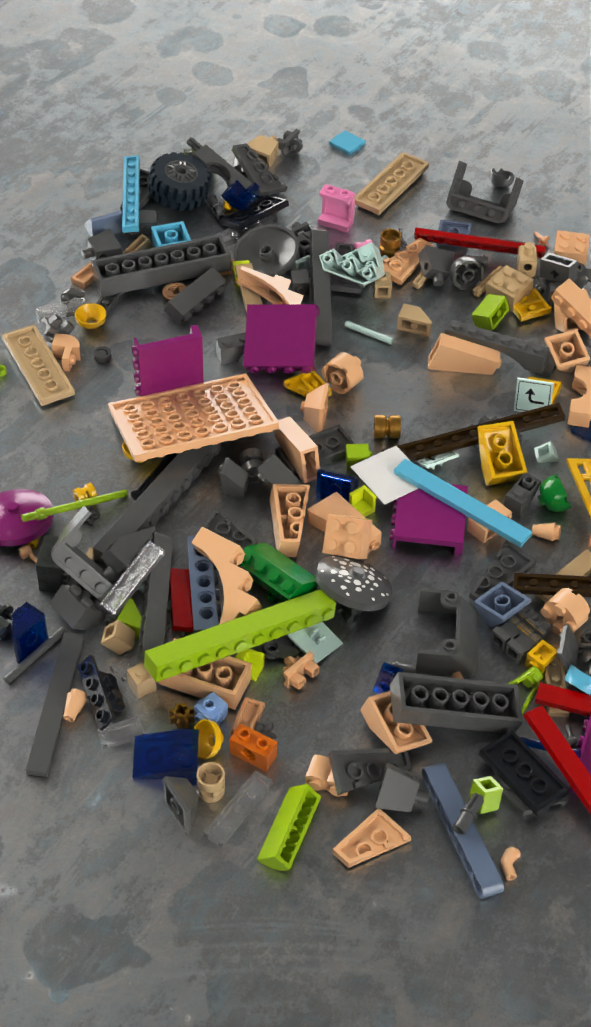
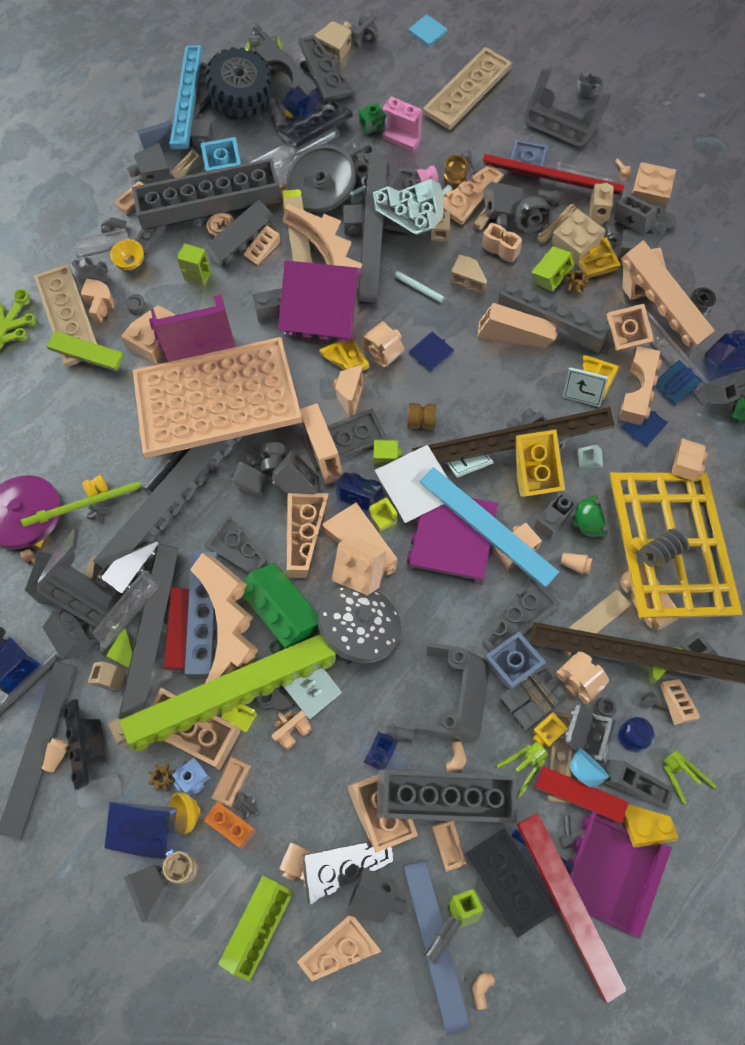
camera: 10 degrees right, 20 degrees up
(61, 389) = (85, 351): none -> lime tile
(117, 378) = (141, 339): none -> light nougat slope
(156, 320) = (194, 264): none -> lime piece
(221, 296) = (267, 235): none -> light nougat slope
(306, 206) = (372, 118): none -> green brick
(387, 381) = (431, 351): none -> clear blue piece
(440, 294) = (500, 242): none -> light nougat brick
(462, 754) = (449, 845): none -> light nougat tile
(513, 322) = (576, 281): none -> pearl gold gear

